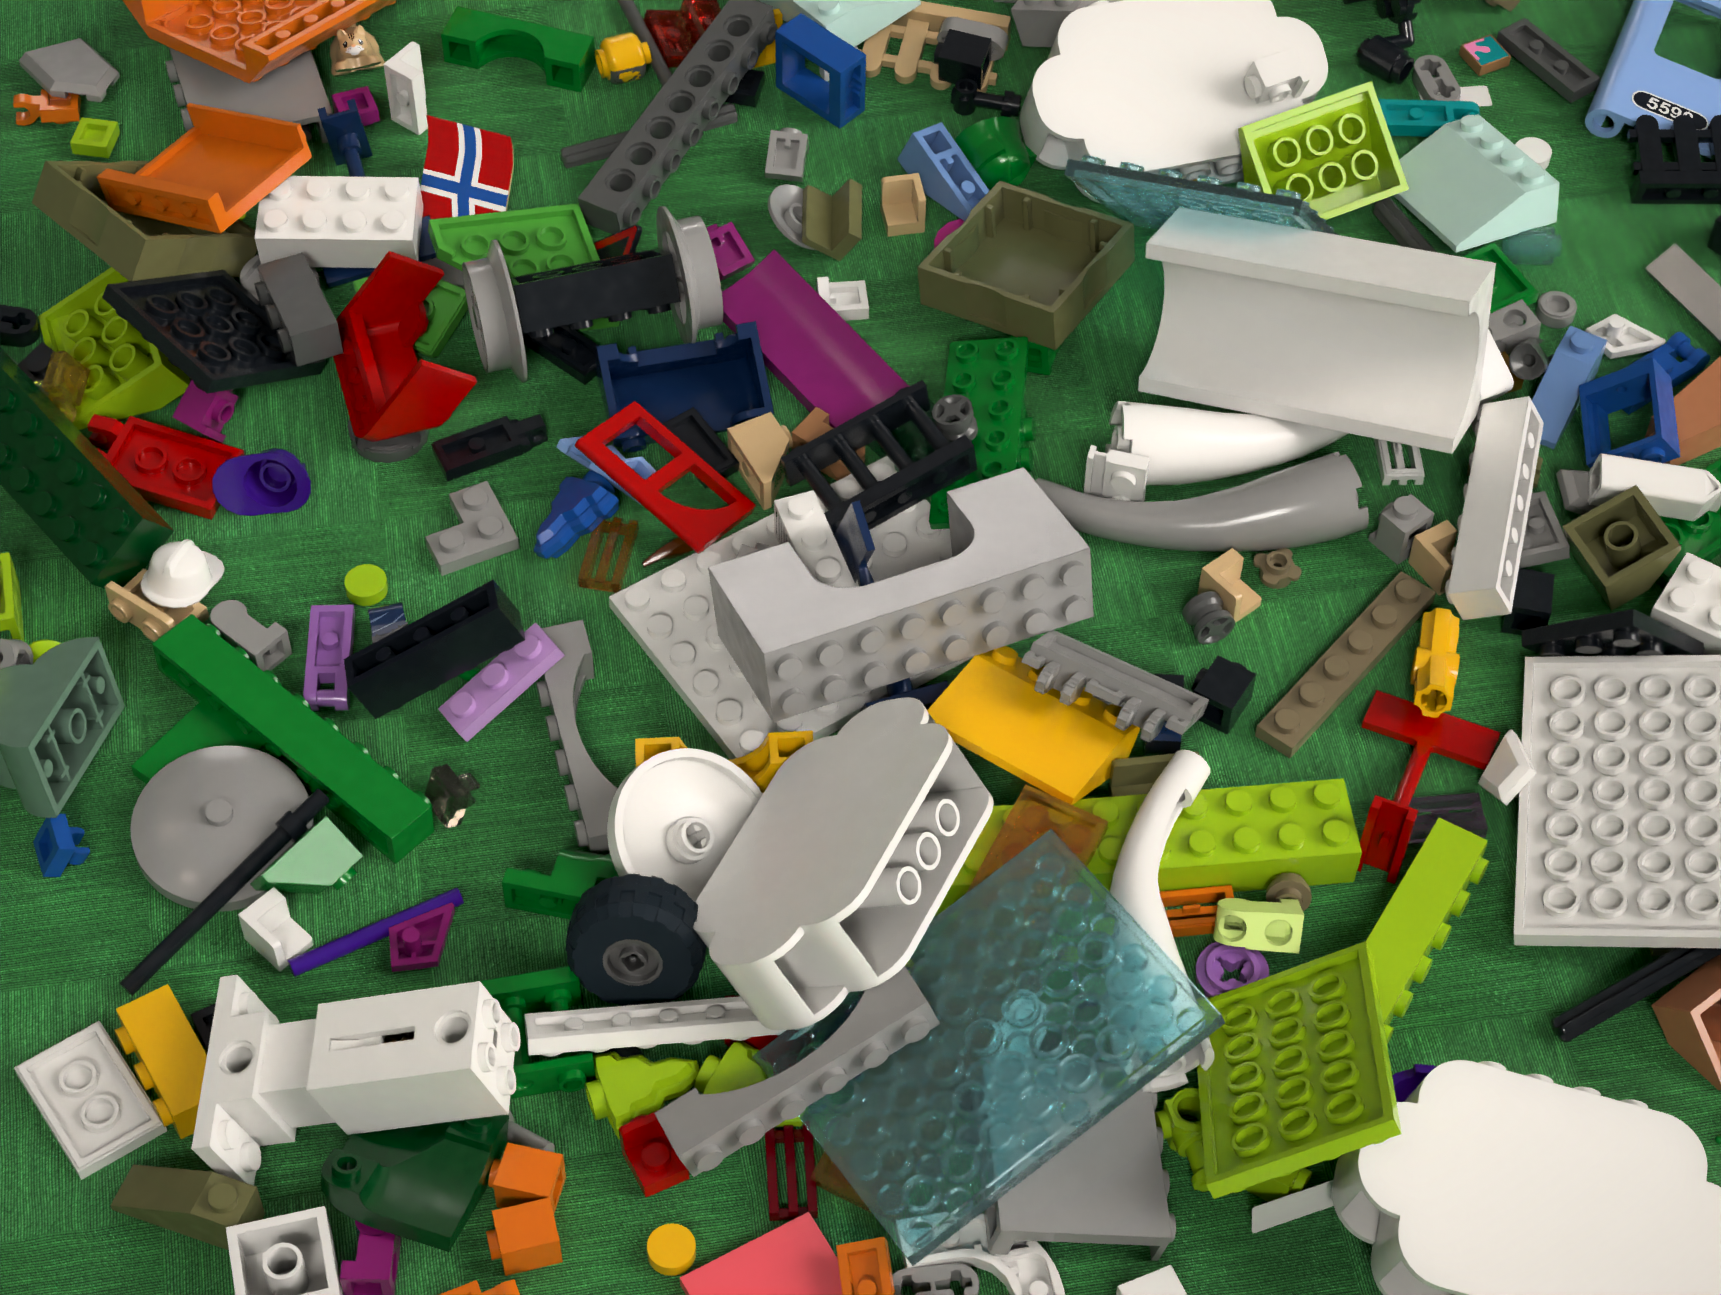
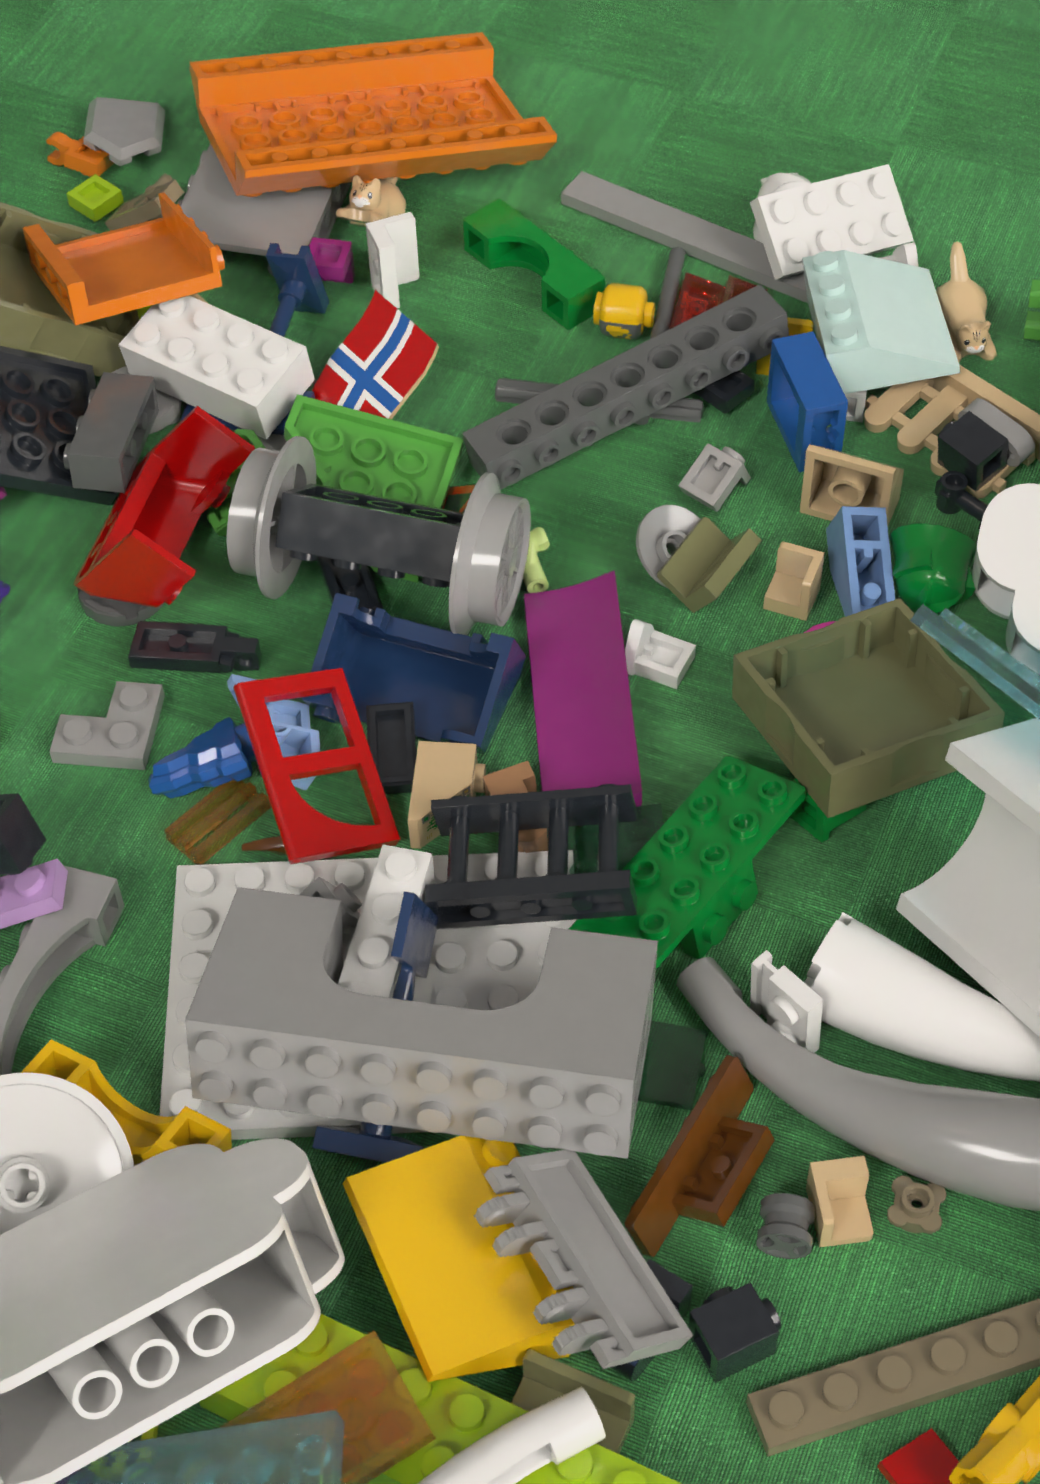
camera: 35 degrees right, 0 degrees up
(156, 125) = (146, 205): none -> dark tan plate
(729, 250) = (573, 549): magenta bracket -> none
(888, 120) = (843, 479): none -> tan slope
(955, 417) = (649, 847): dark grey wheel -> none
(1133, 601) = (705, 1164): none -> reddish brown bracket

